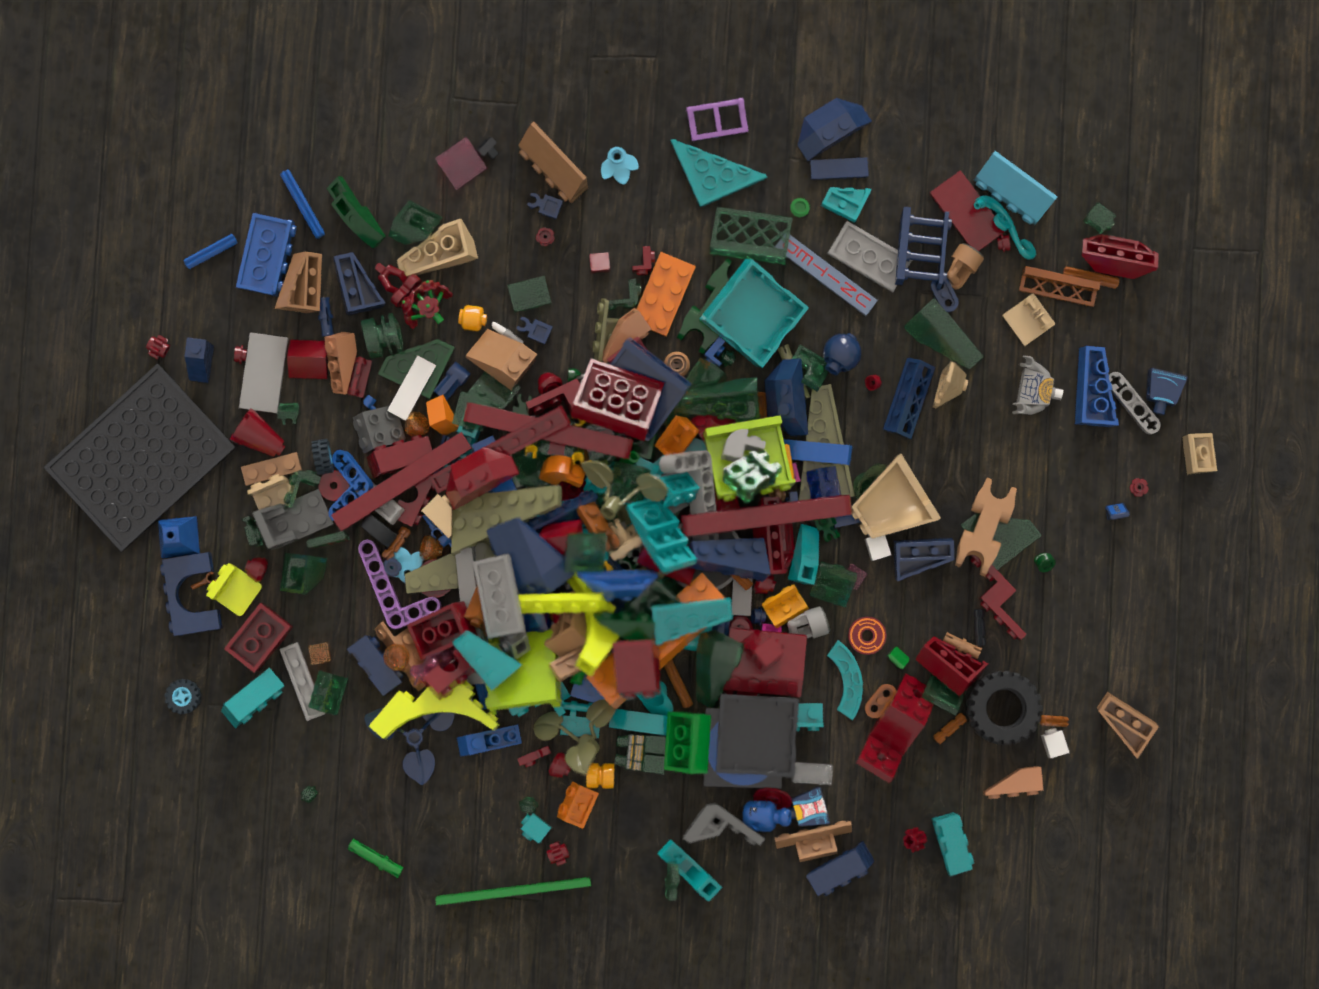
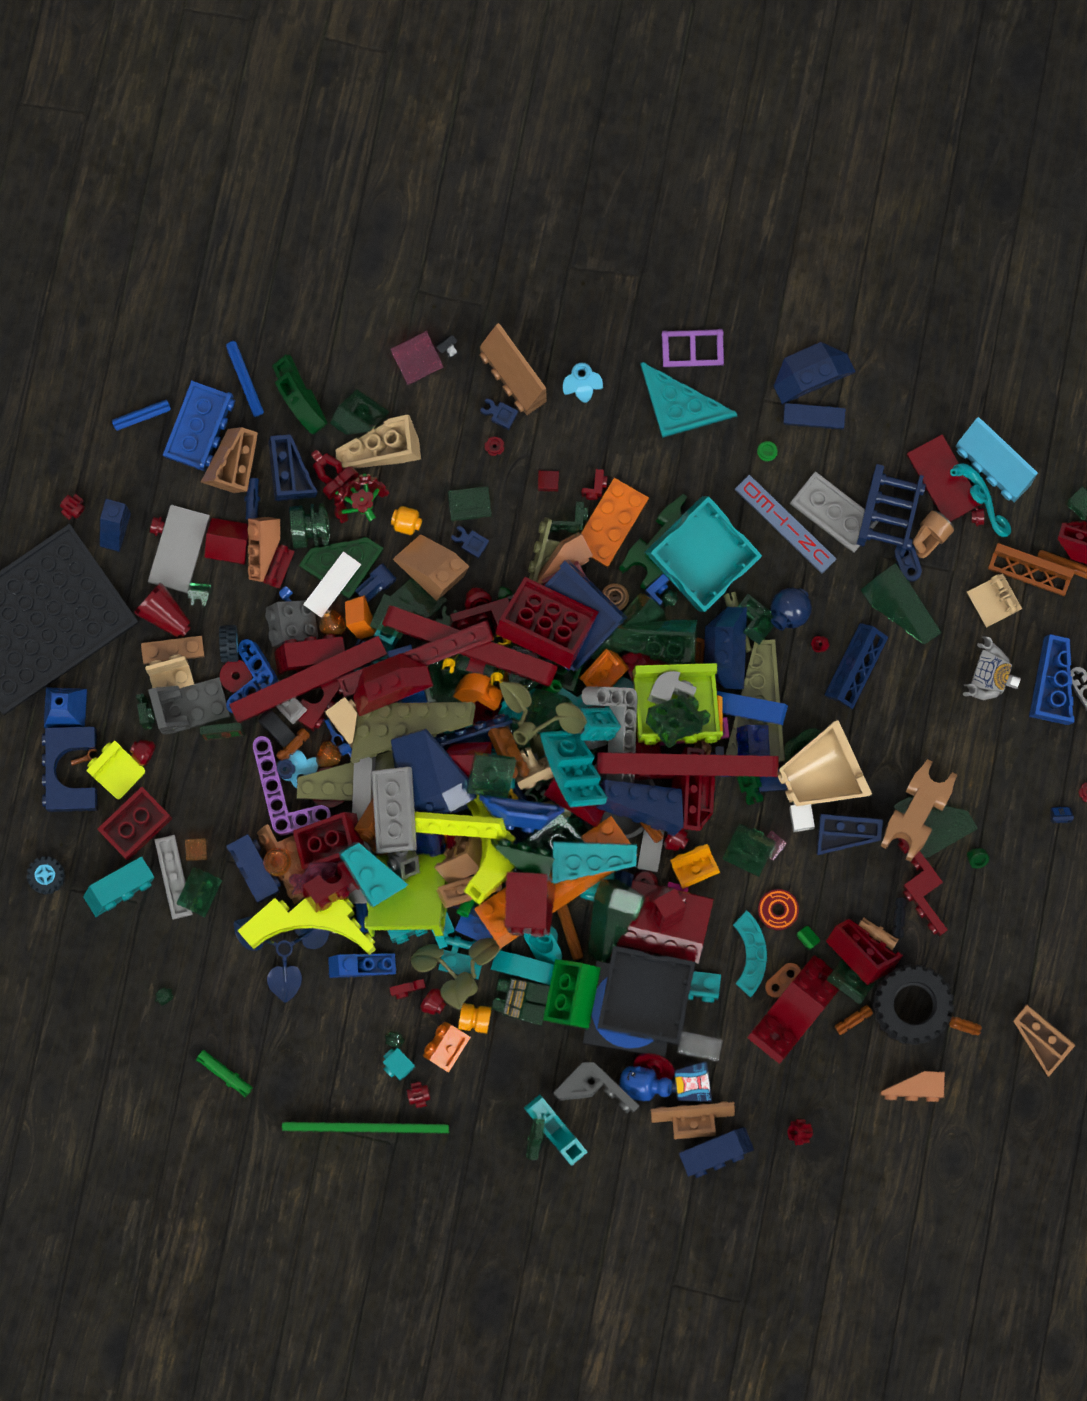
camera: 15 degrees right, 5 degrees down
(301, 573) = (189, 762): clear green slope -> none
(308, 477) = (203, 661): clear green bracket -> none
(506, 332) = (440, 540): piece -> none
(746, 250) = (701, 488): clear green fence -> none
(758, 616) = (665, 873): dark blue plate -> none
(806, 556) = (723, 817): teal slope -> none
(816, 622) = (726, 887): light grey piece -> none
(846, 201) = (816, 451): teal wing -> none
(950, 385) = (902, 656): tan wedge -> none
(953, 843) = (840, 1141): teal wedge -> none
(1054, 743) = (963, 1050): white brick -> none

